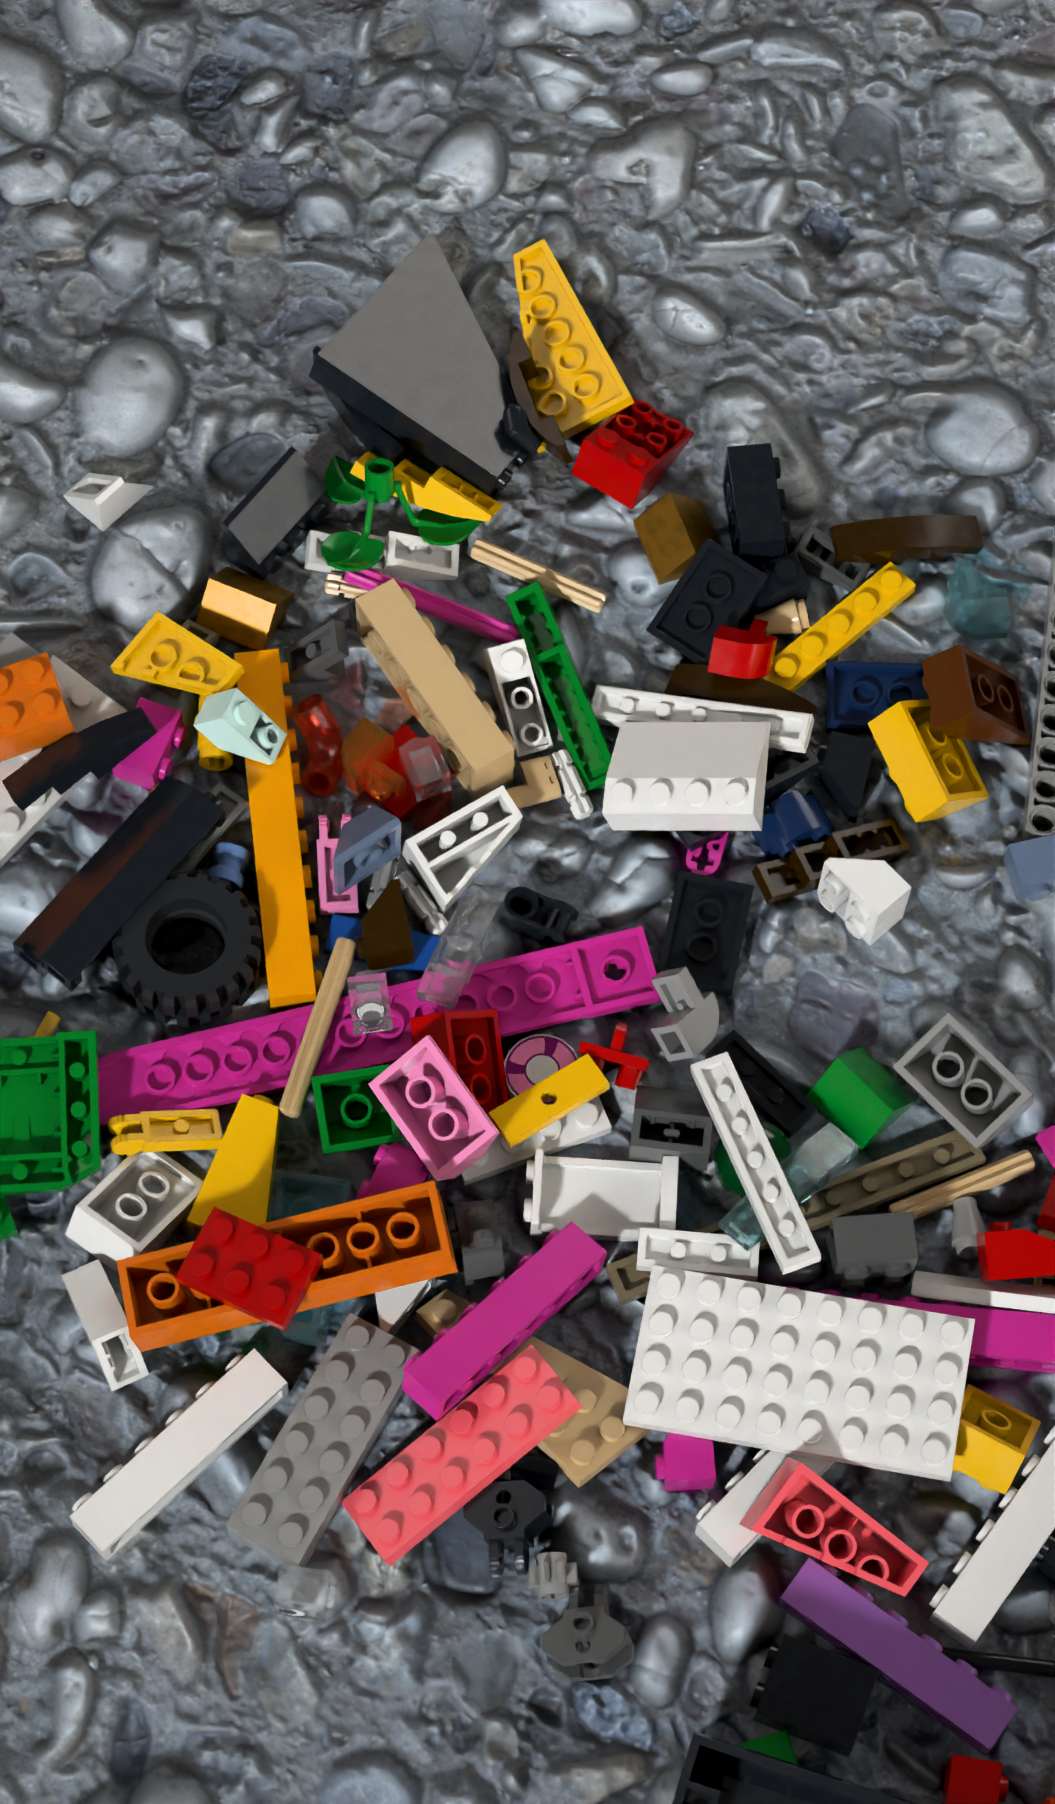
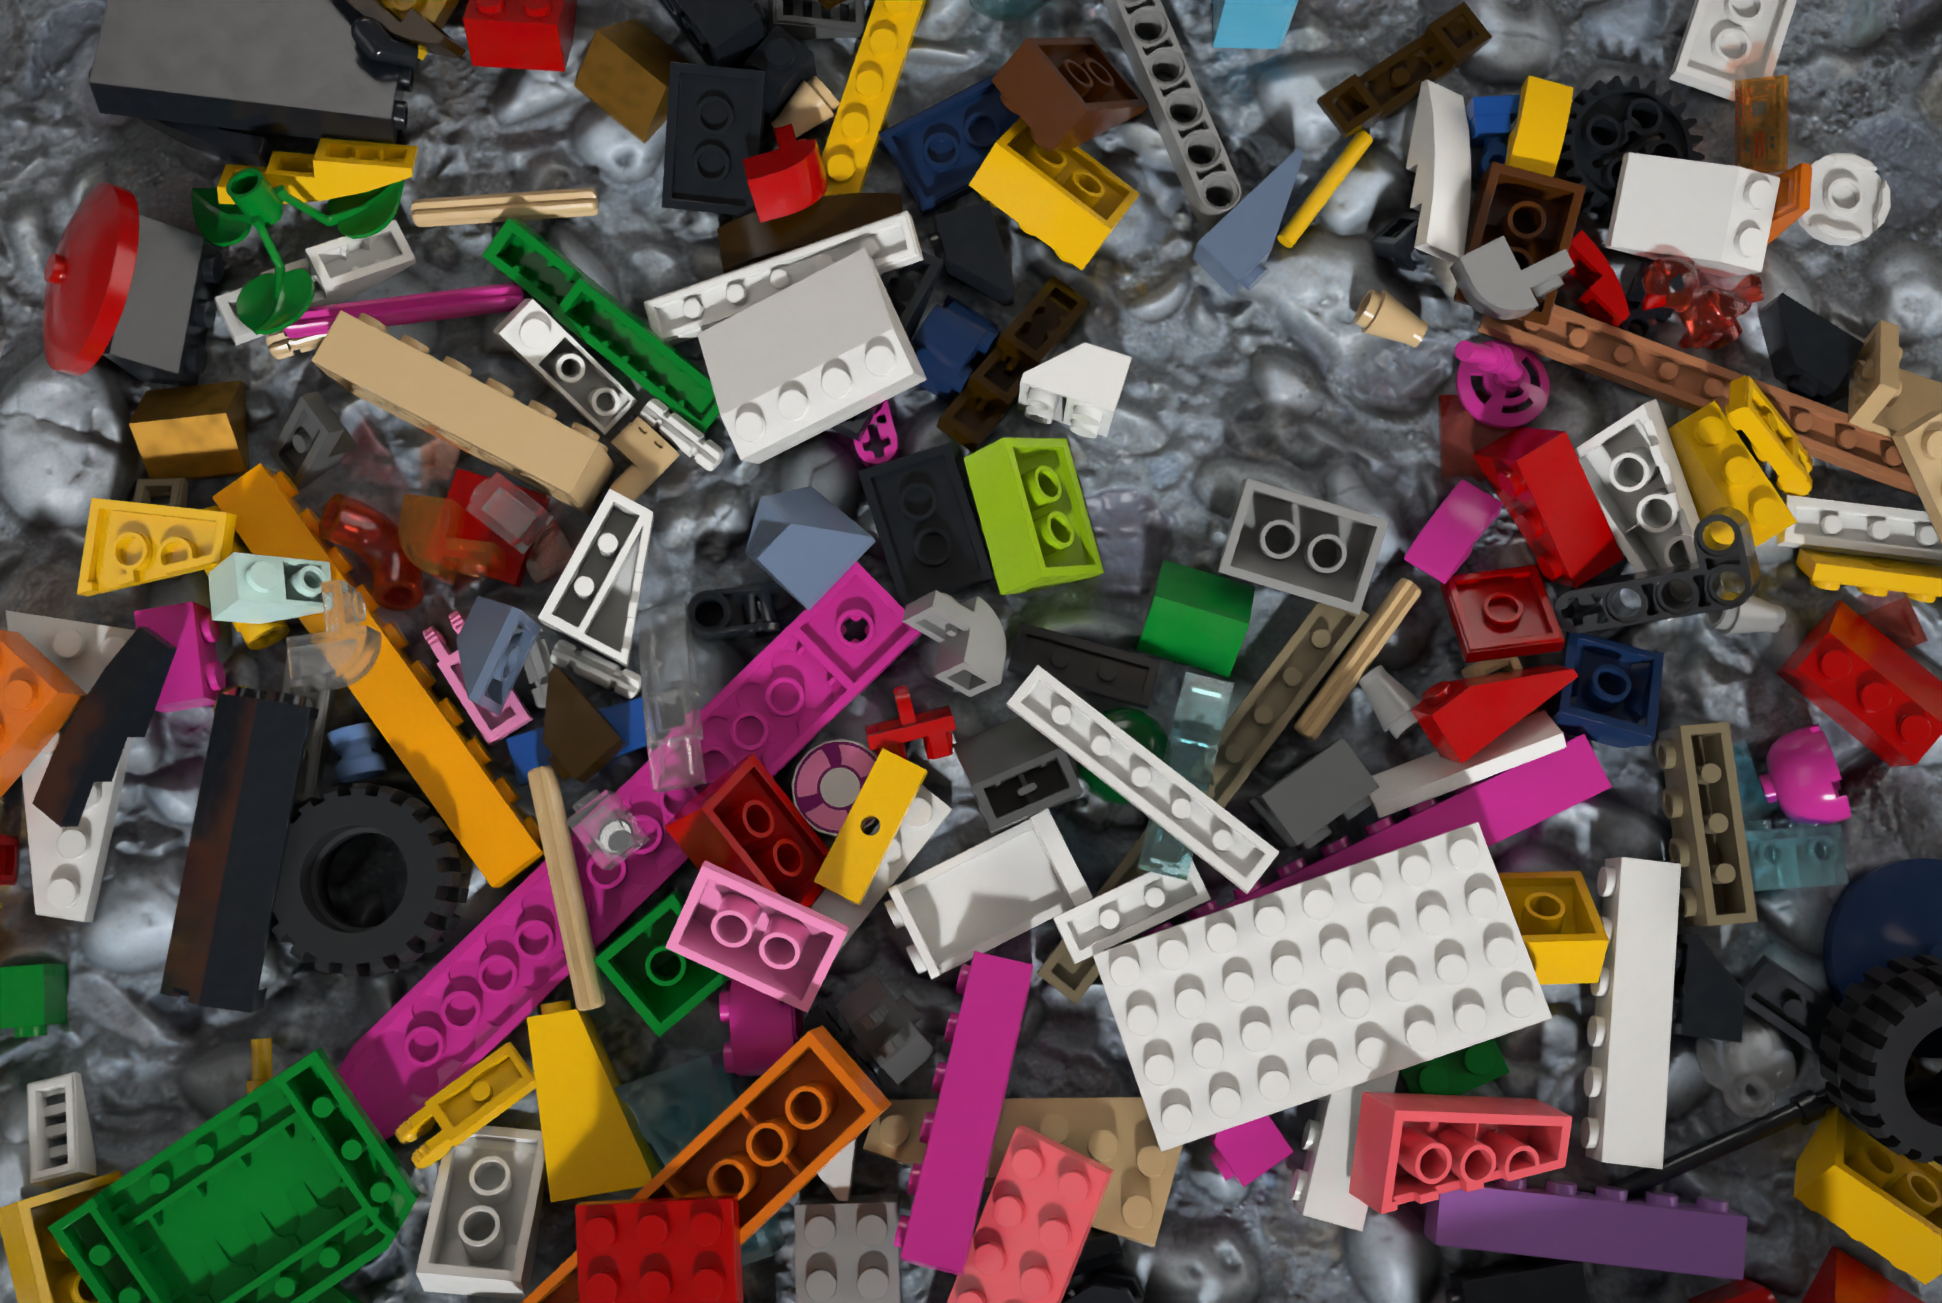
camera: 30 degrees left, 15 degrees up
(240, 475) = (90, 279): none -> red dish
(261, 793) = (342, 652): none -> clear brick
(613, 896) = (804, 542): none -> sand blue slope
(785, 964) = (1032, 514): none -> lime slope
(879, 1499) = (1456, 1071): none -> green plate

